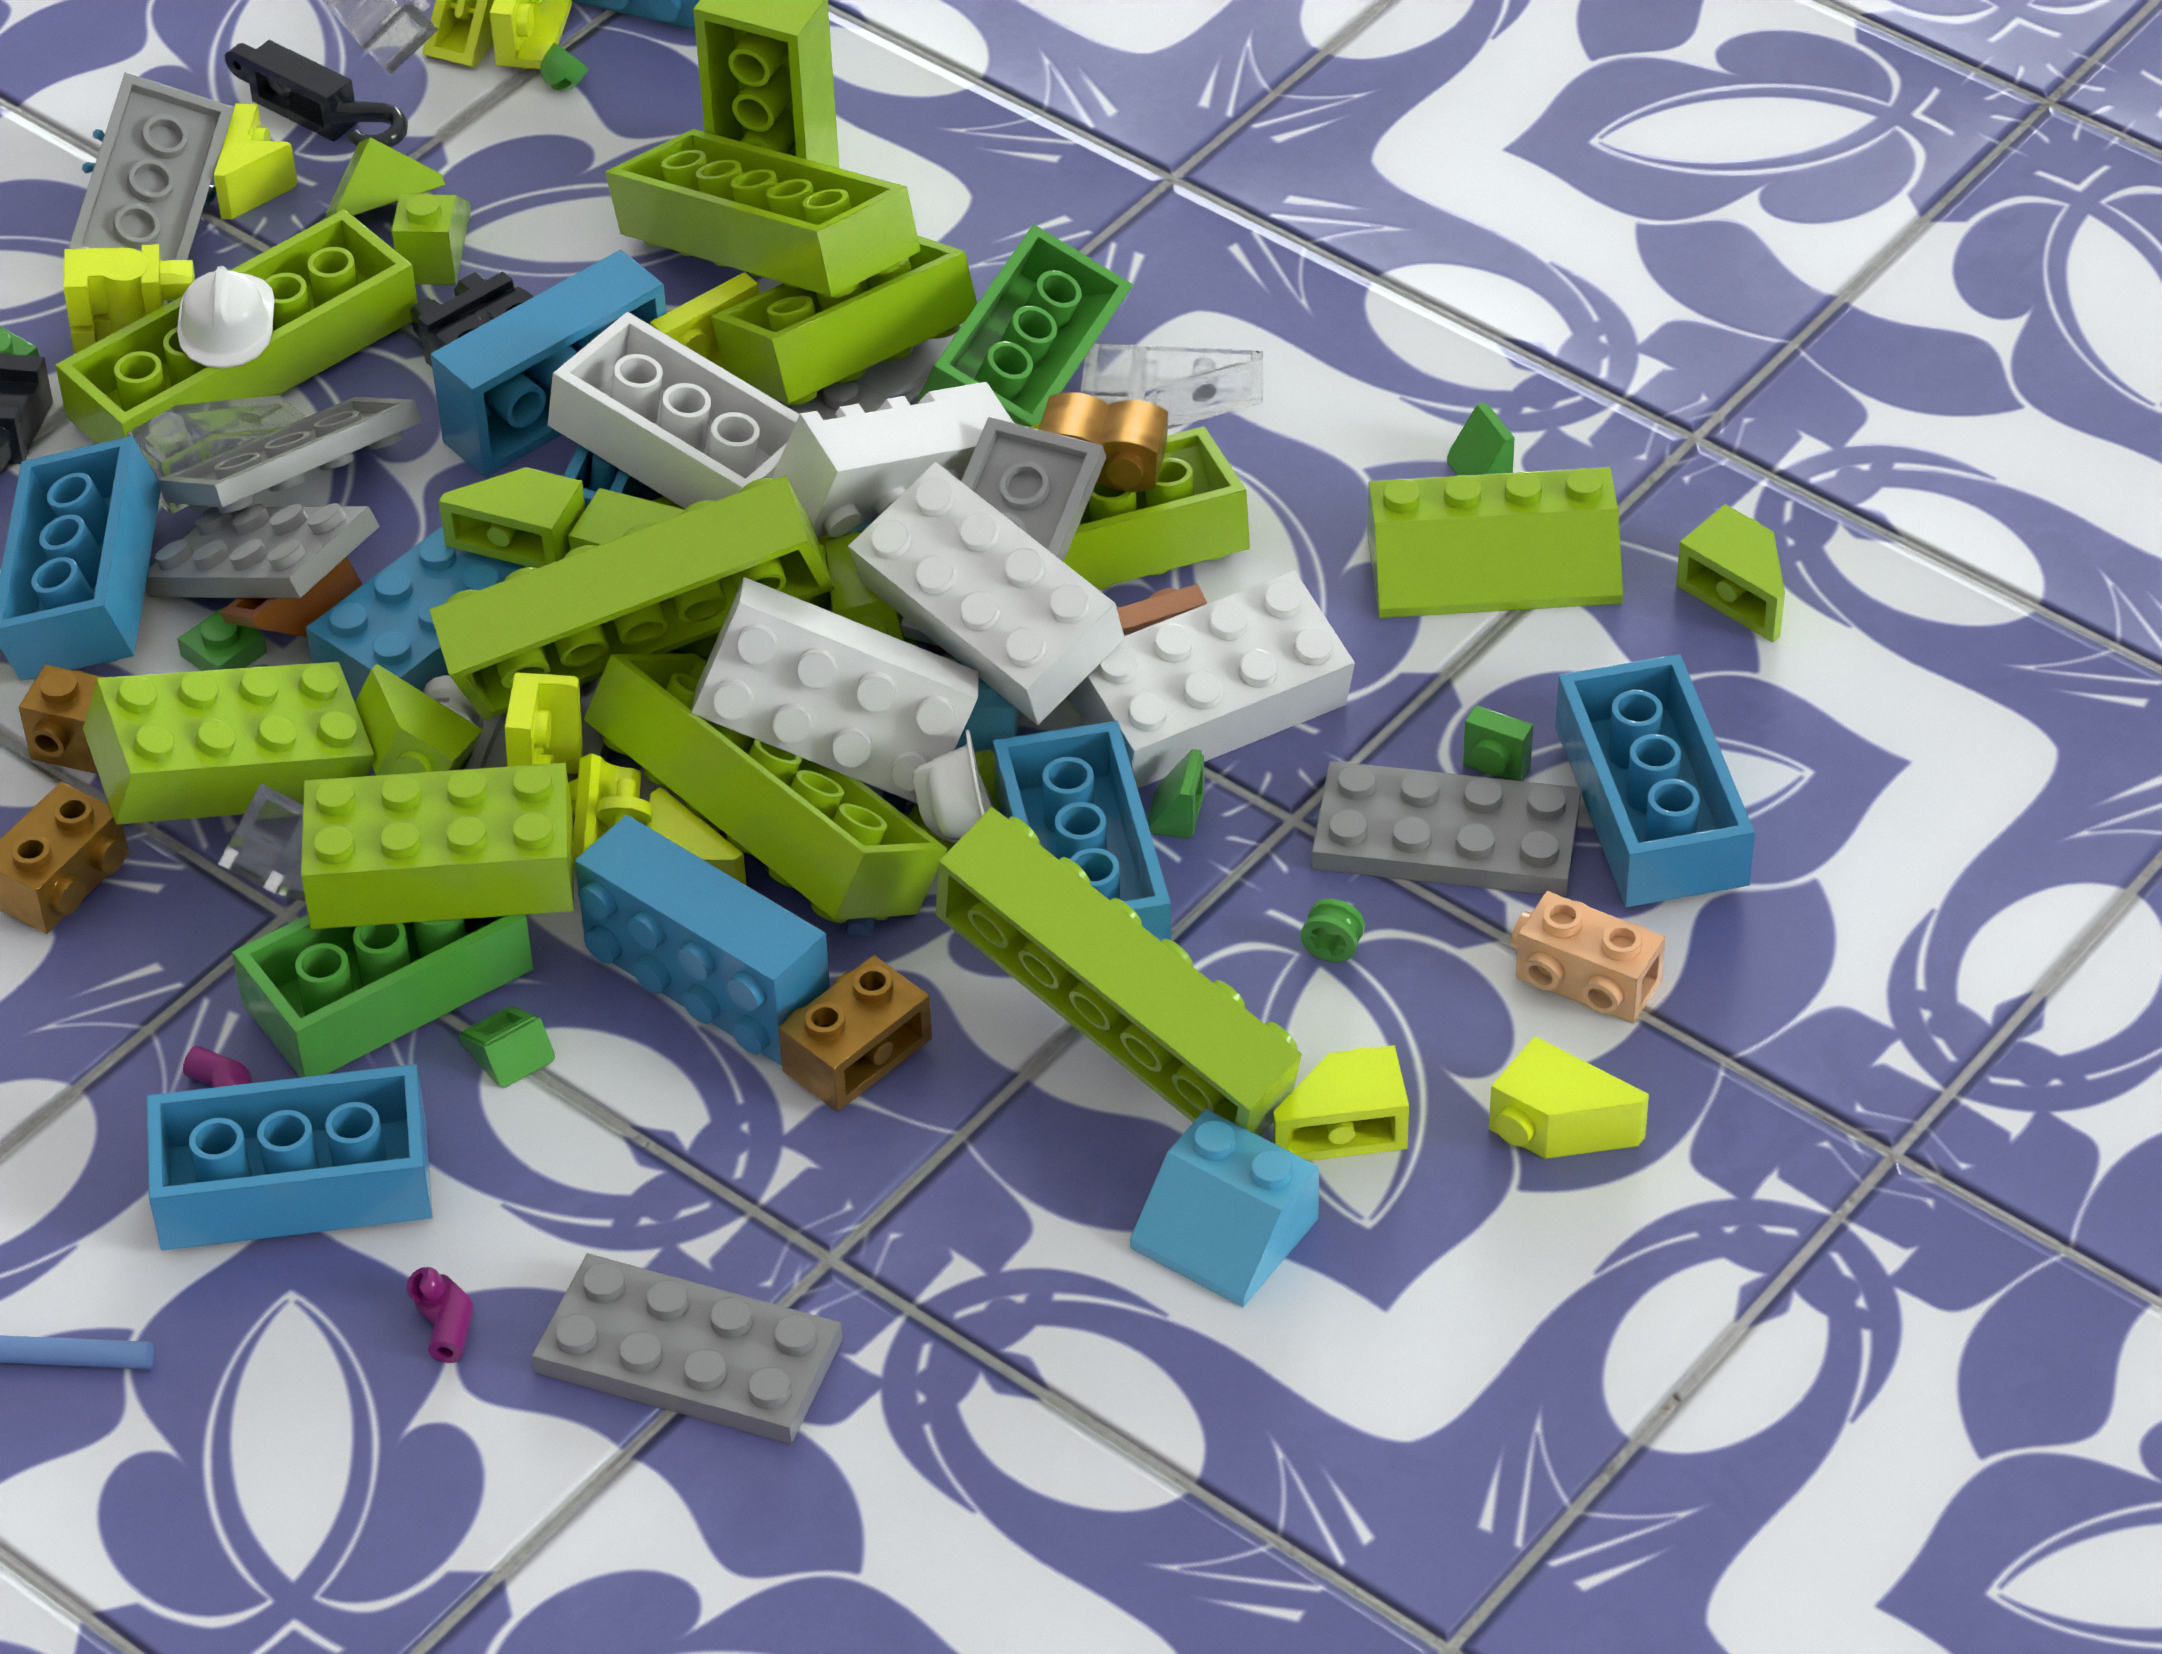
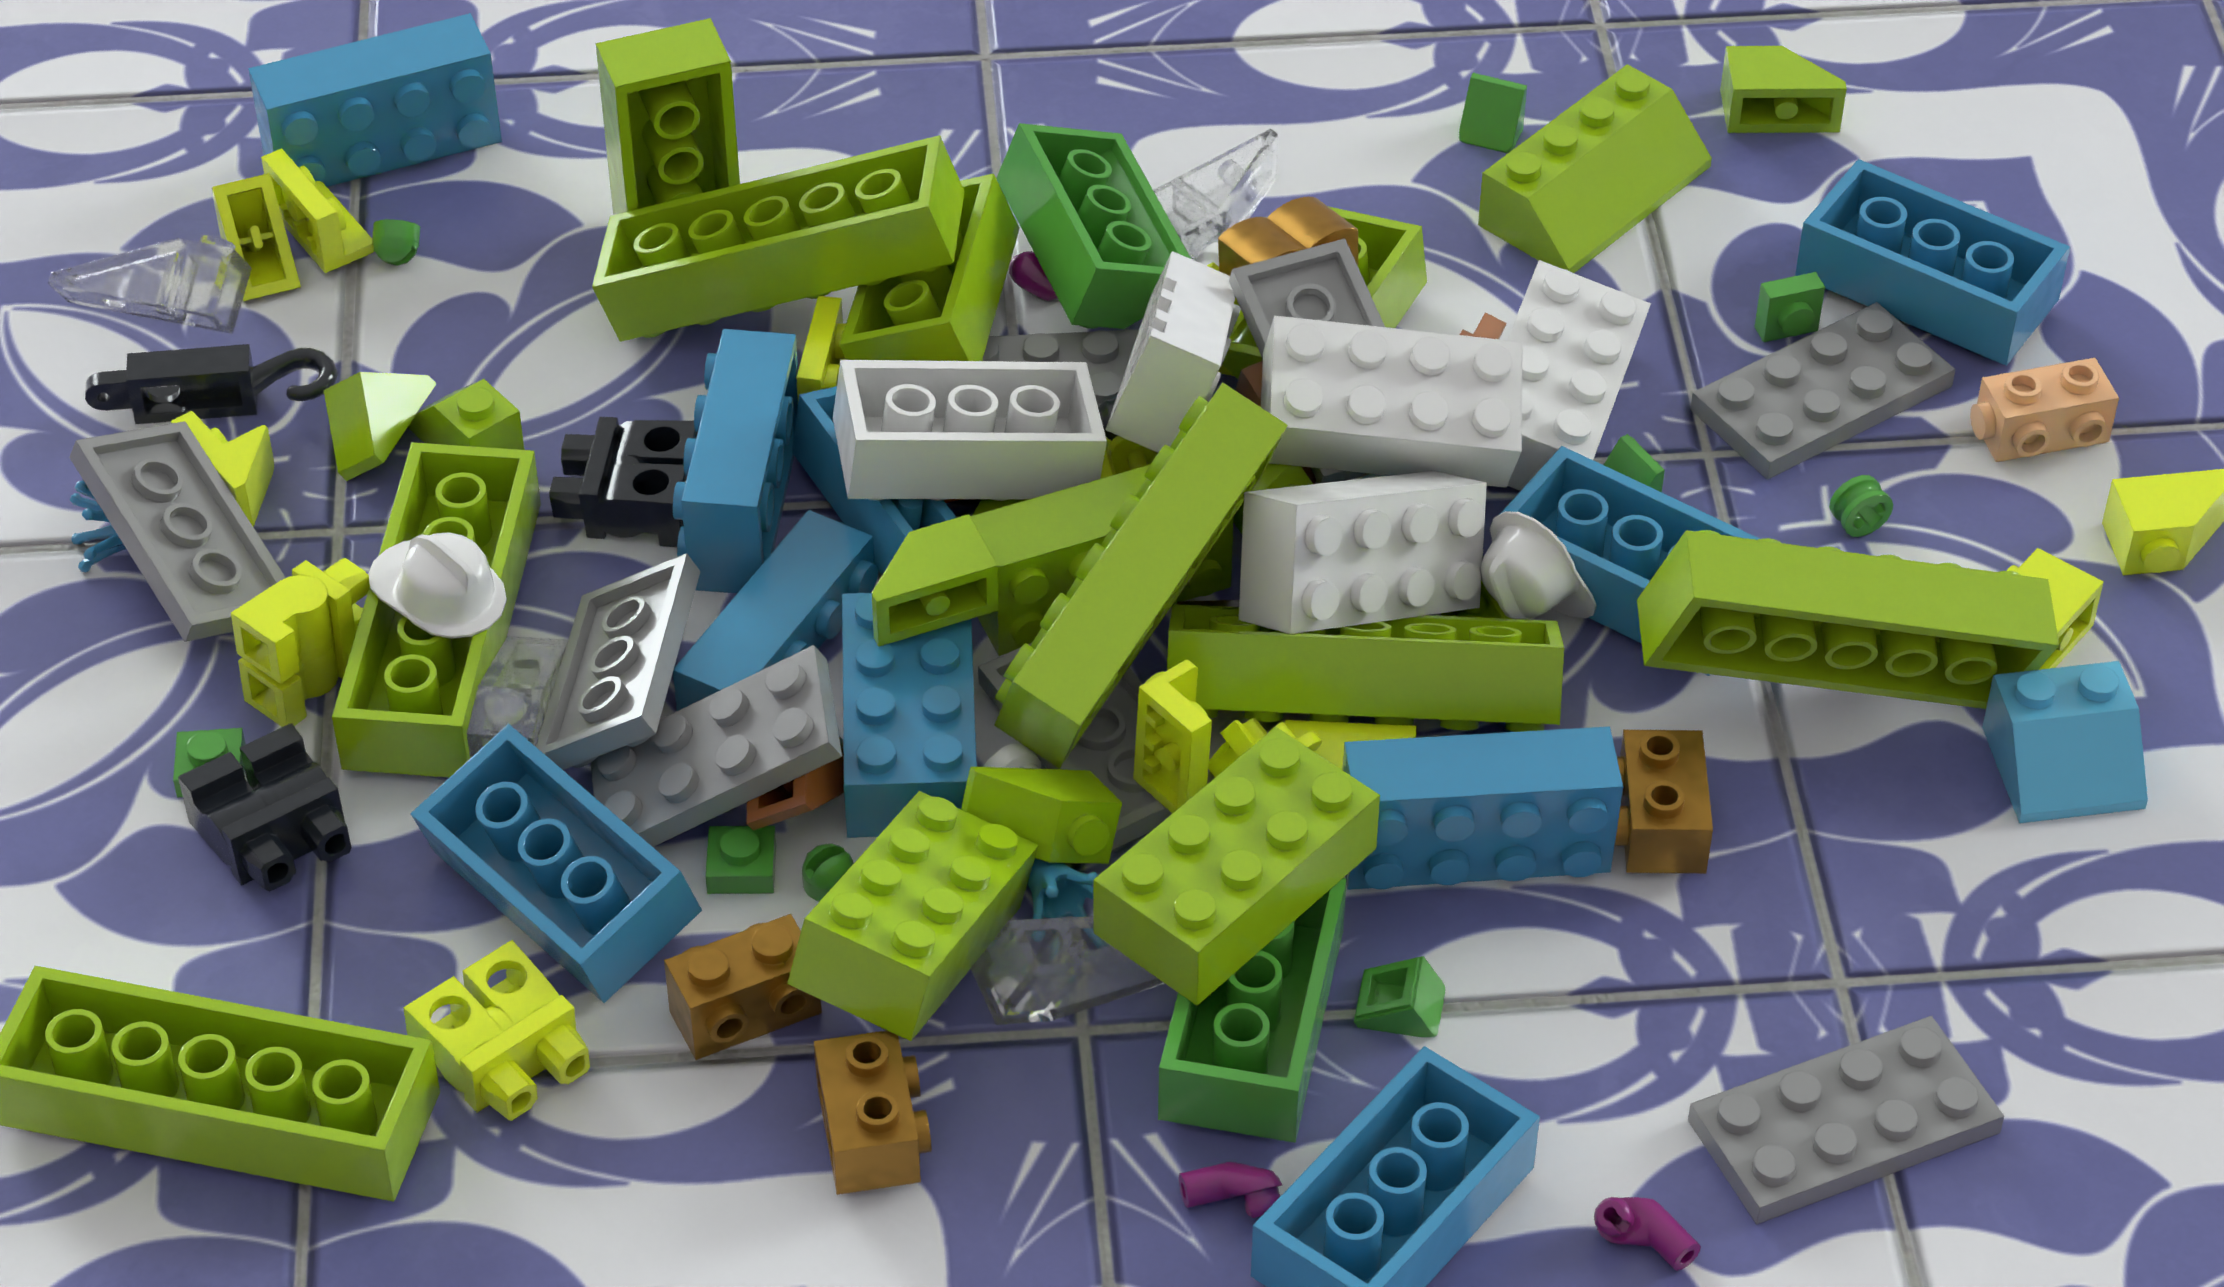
camera: 45 degrees left, 0 degrees up
(408, 490) = (781, 608): none -> dark azure brick

